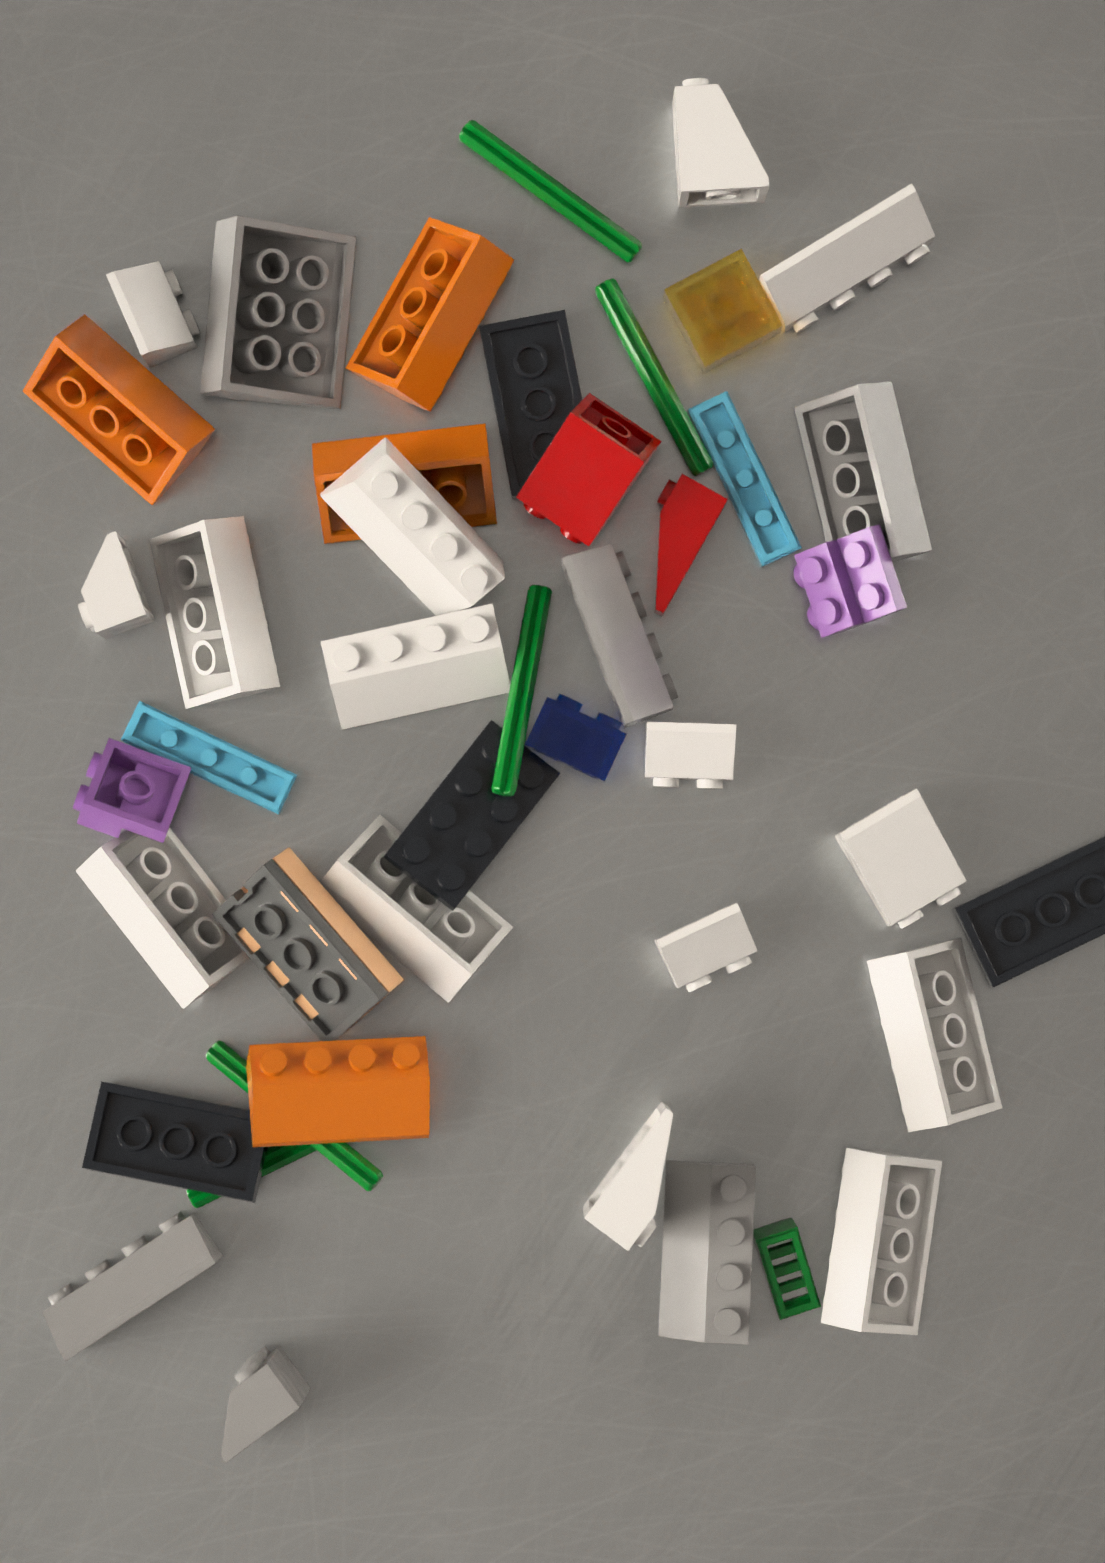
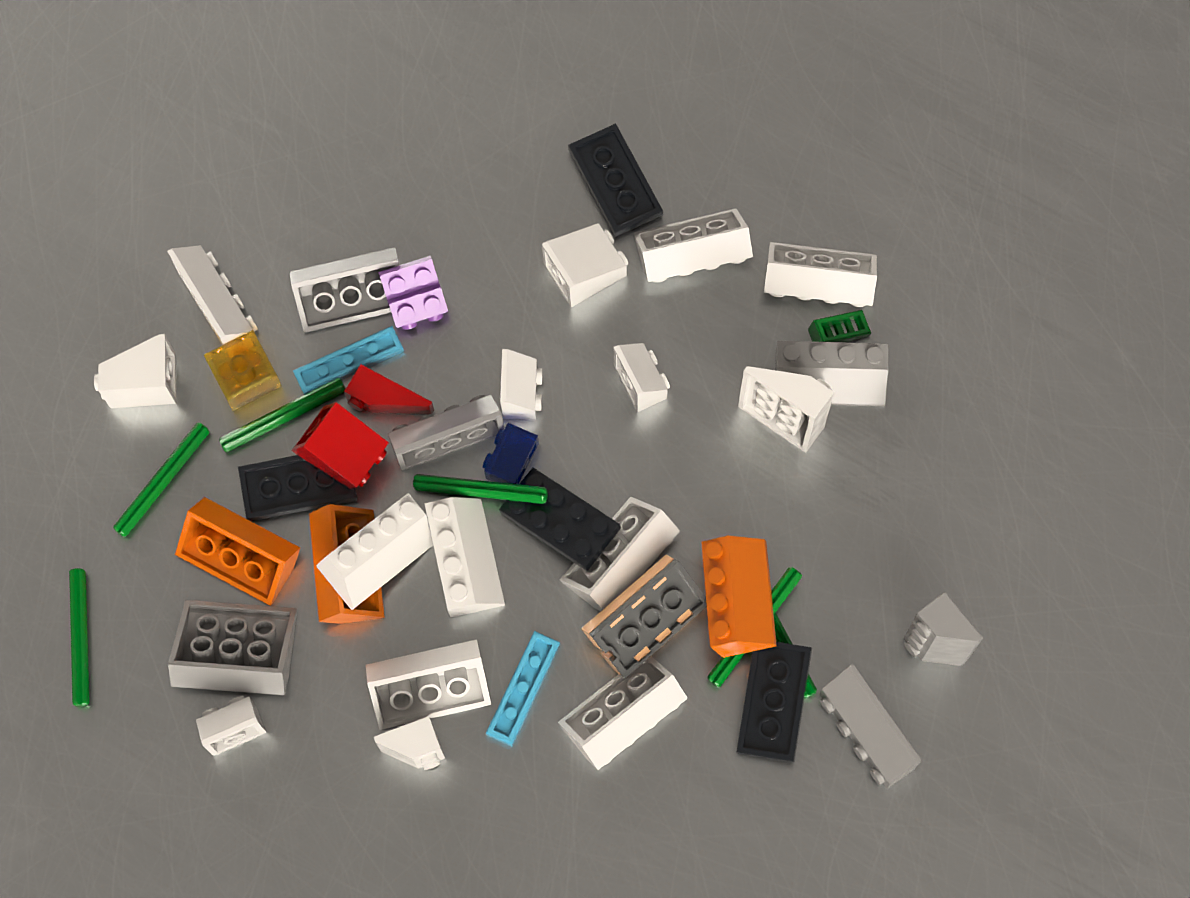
camera: 90 degrees left, 15 degrees down
(117, 408) = (293, 749): orange slope -> none
(130, 792) = (546, 732): medium lavender plate -> none
(299, 76) = (79, 637): none -> green axle

